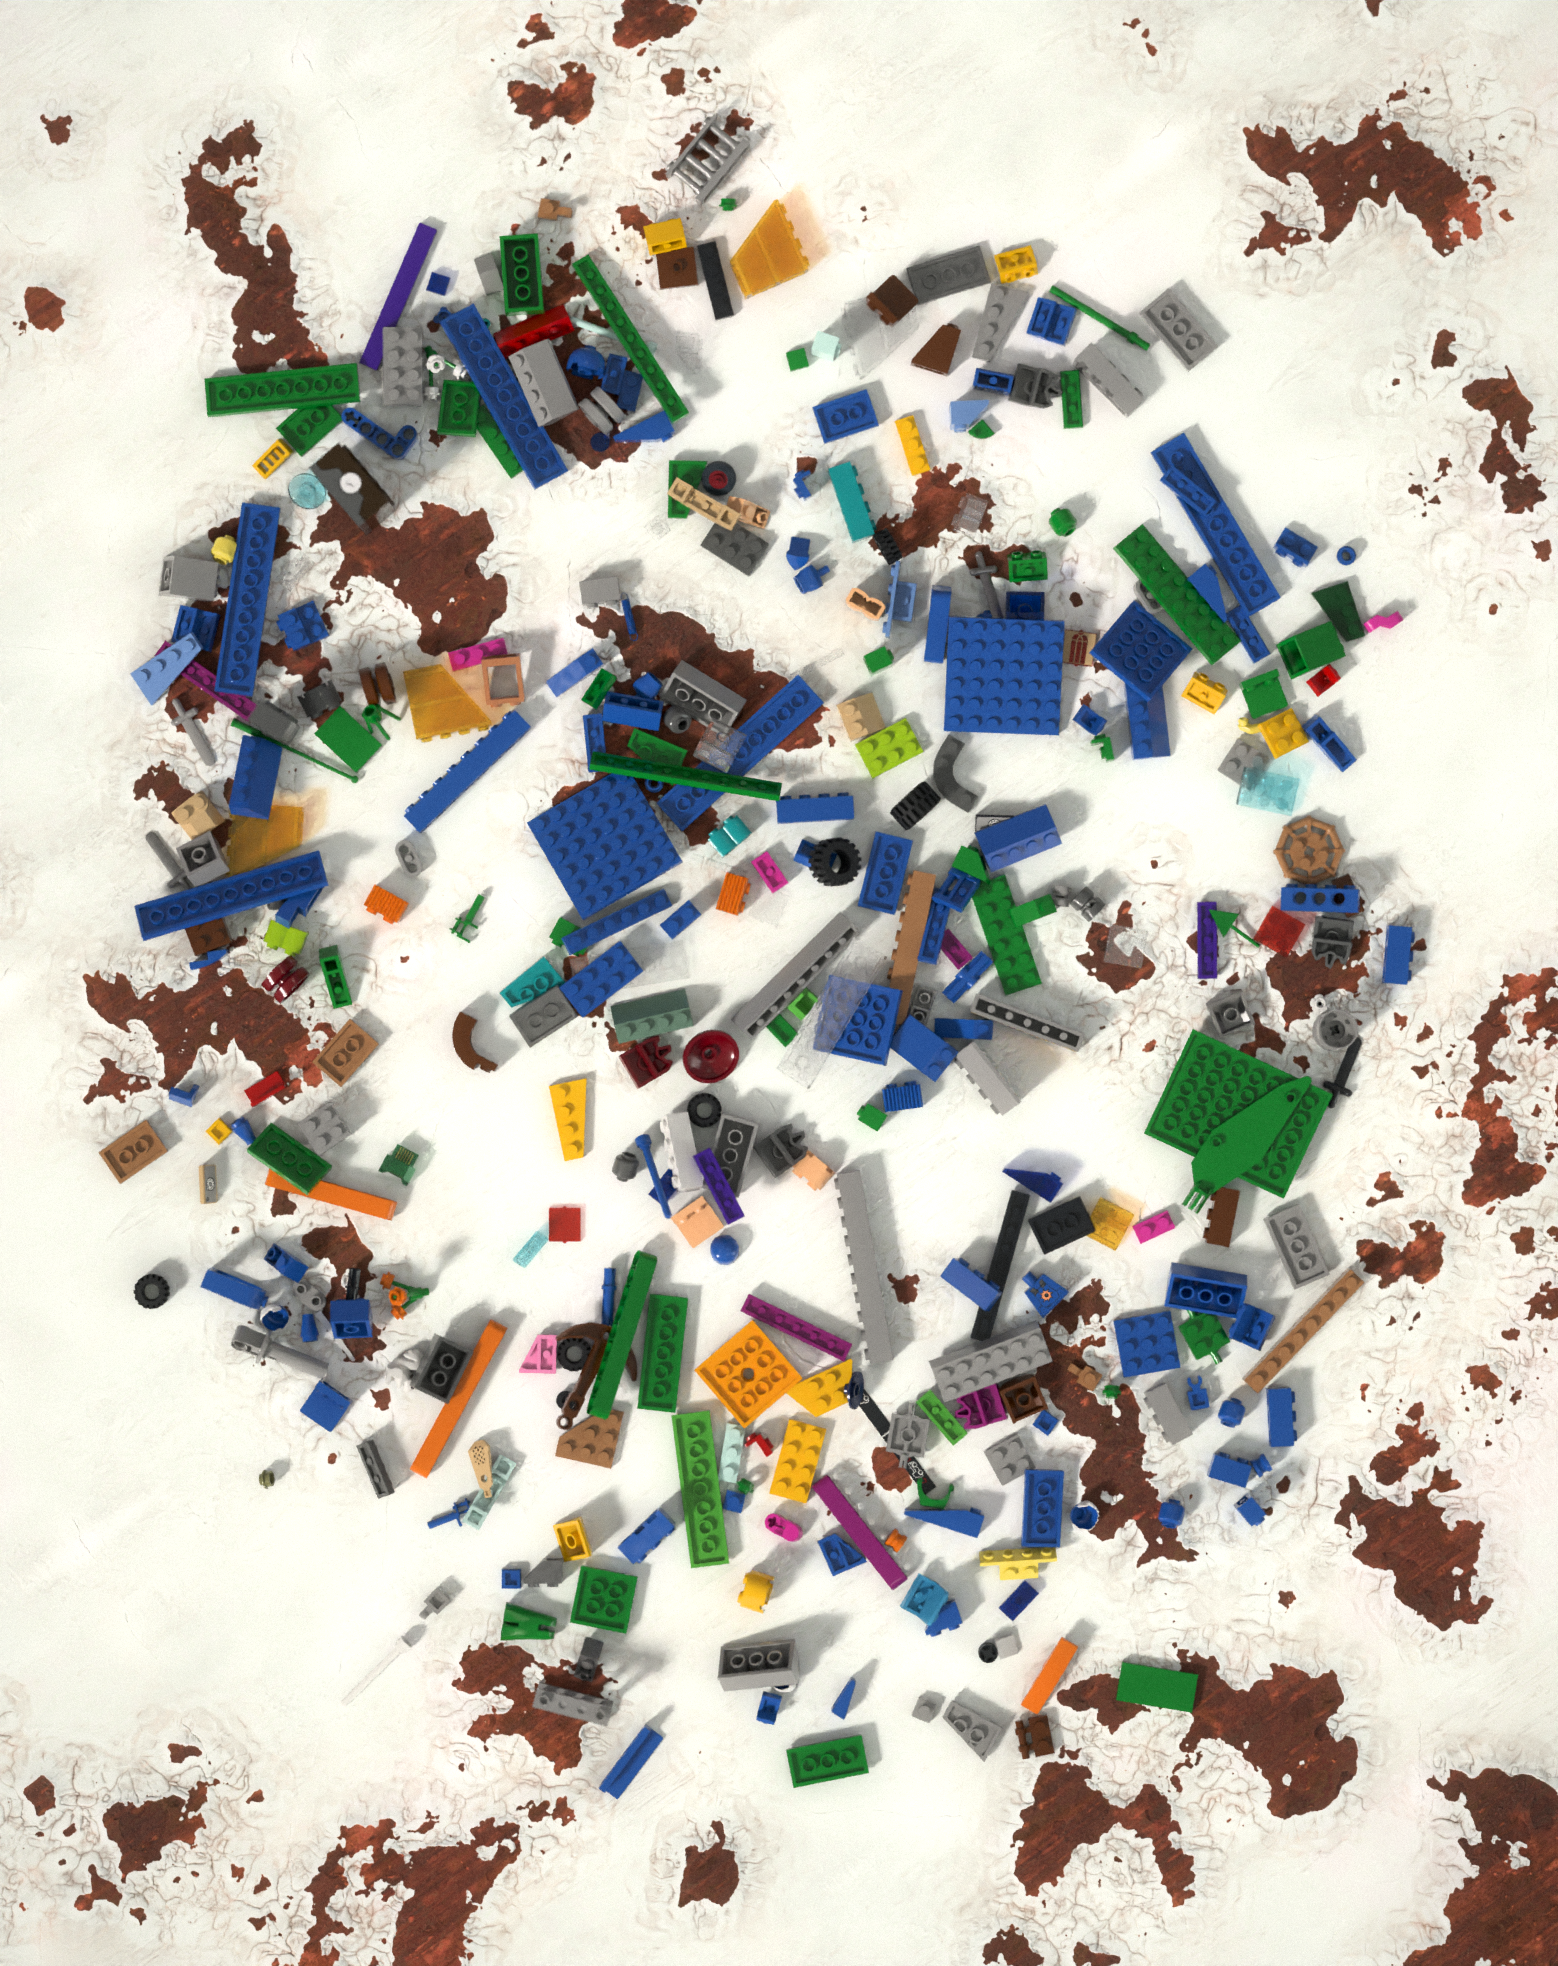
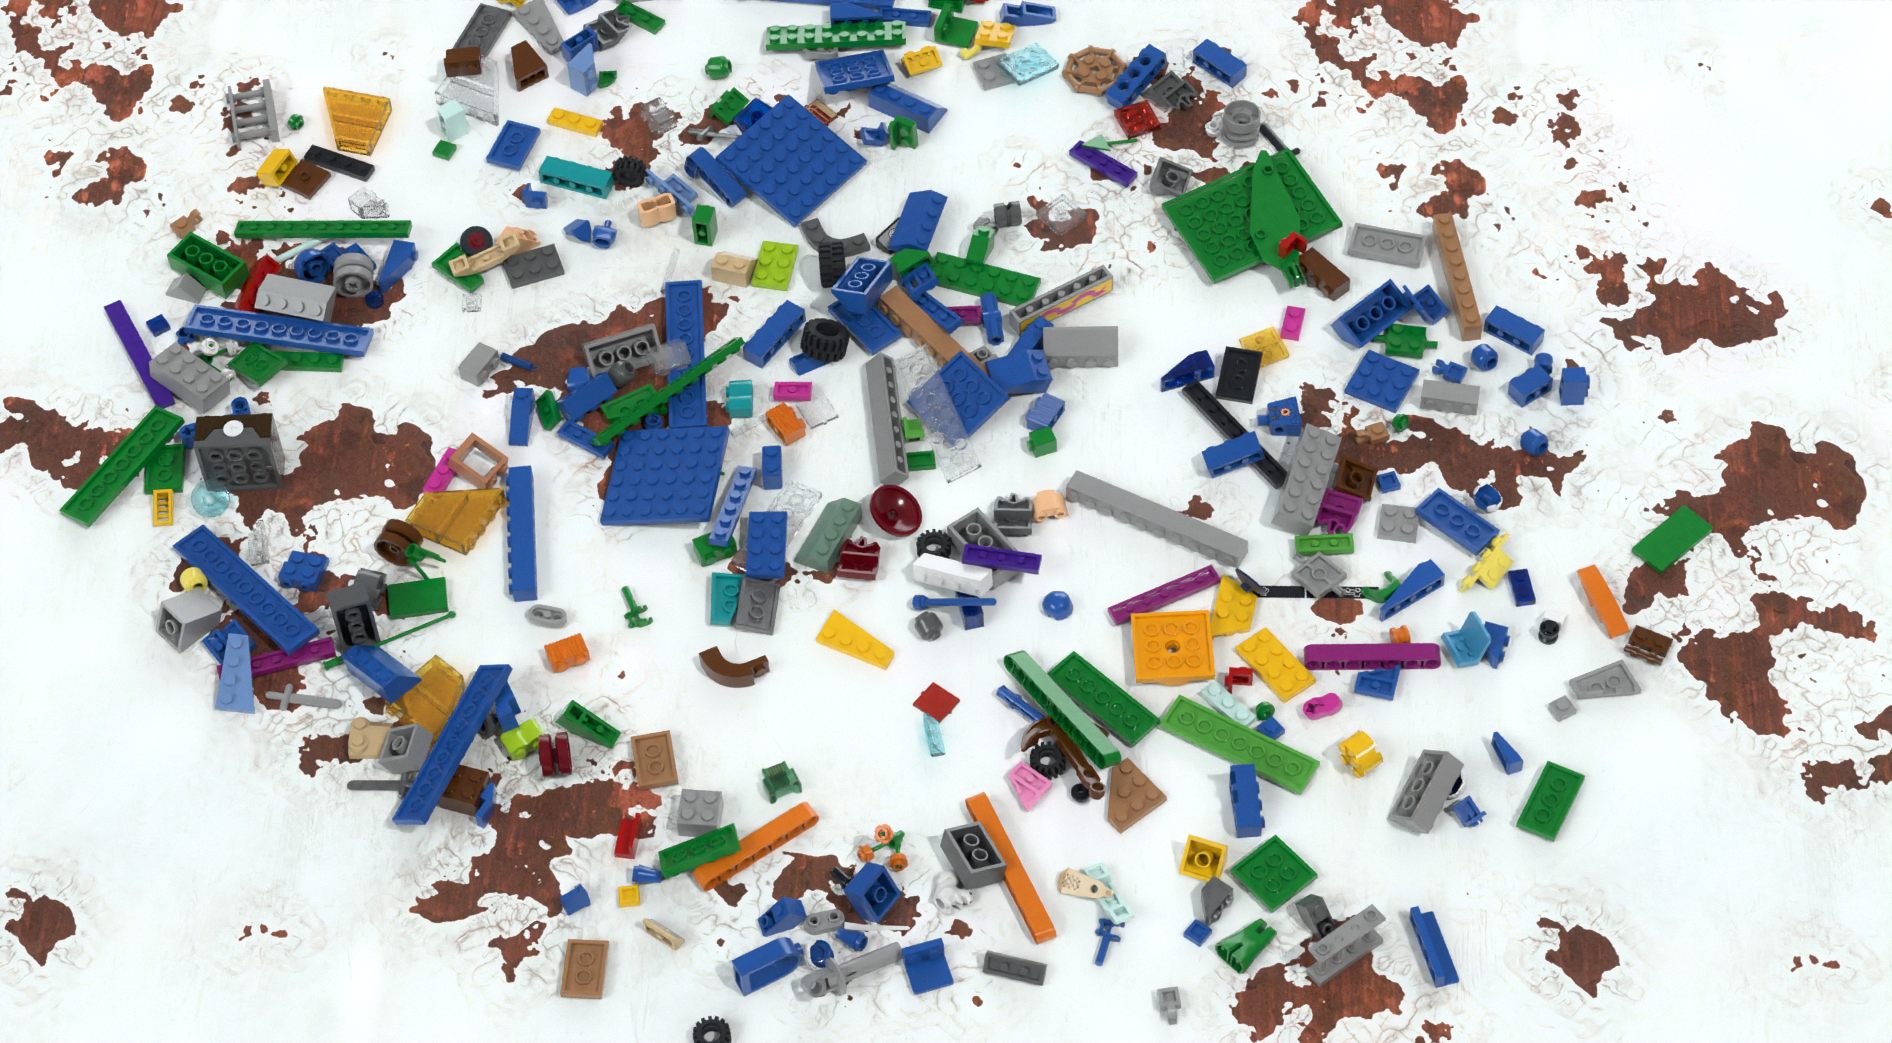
camera: 50 degrees left, 35 degrees down
(697, 1221) = (1016, 607): light nougat bracket -> none
(912, 849) = (863, 284): none -> blue slope
(1218, 1174) = (1292, 242): none -> red bracket

